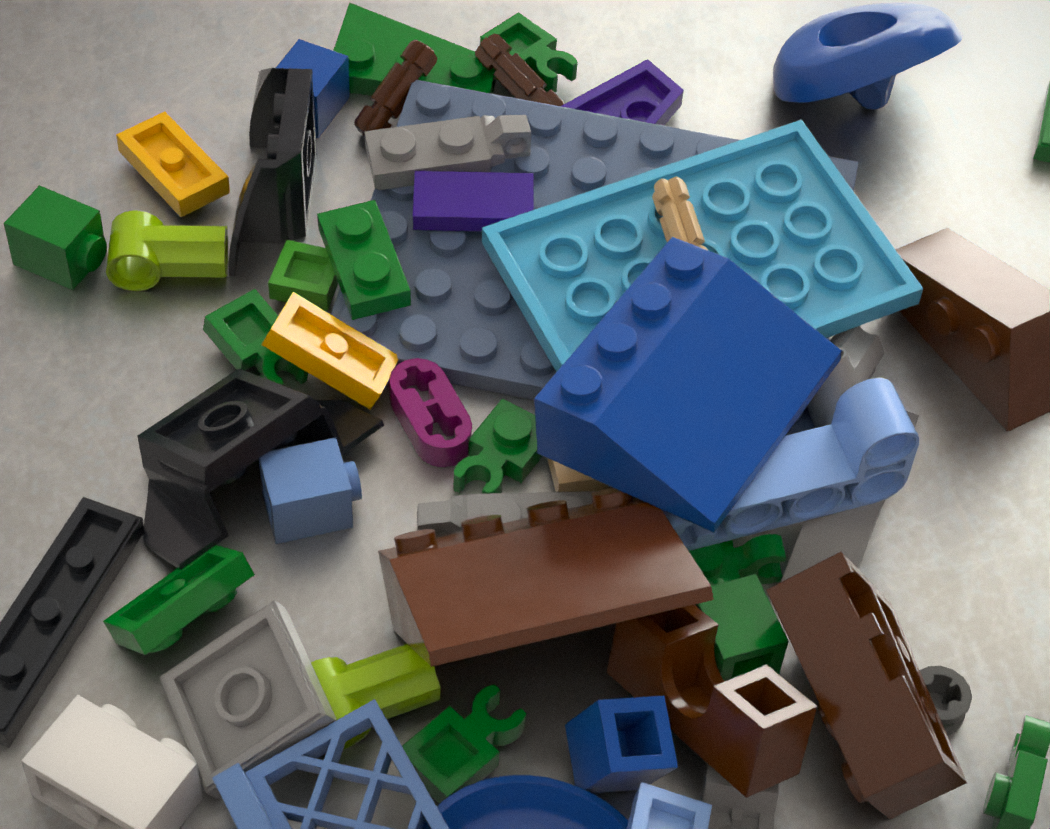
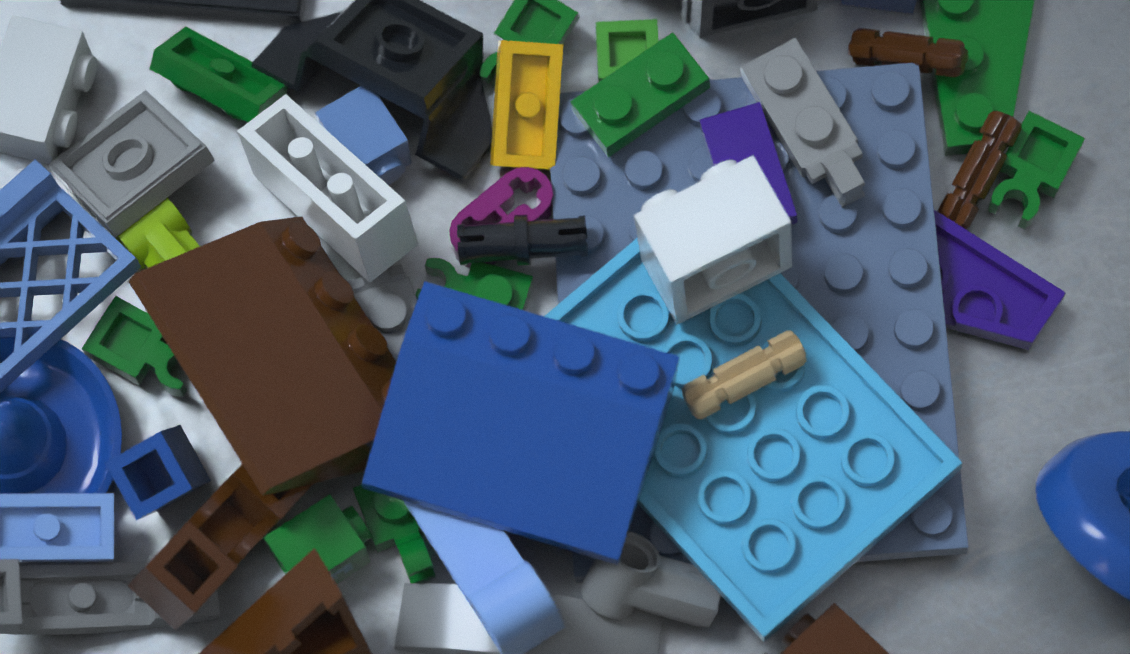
camera: 80 degrees right, 20 degrees up
(358, 507) = (328, 188): none -> white brick
(474, 380) = (522, 240): none -> black pin
(562, 191) = (714, 238): none -> white brick

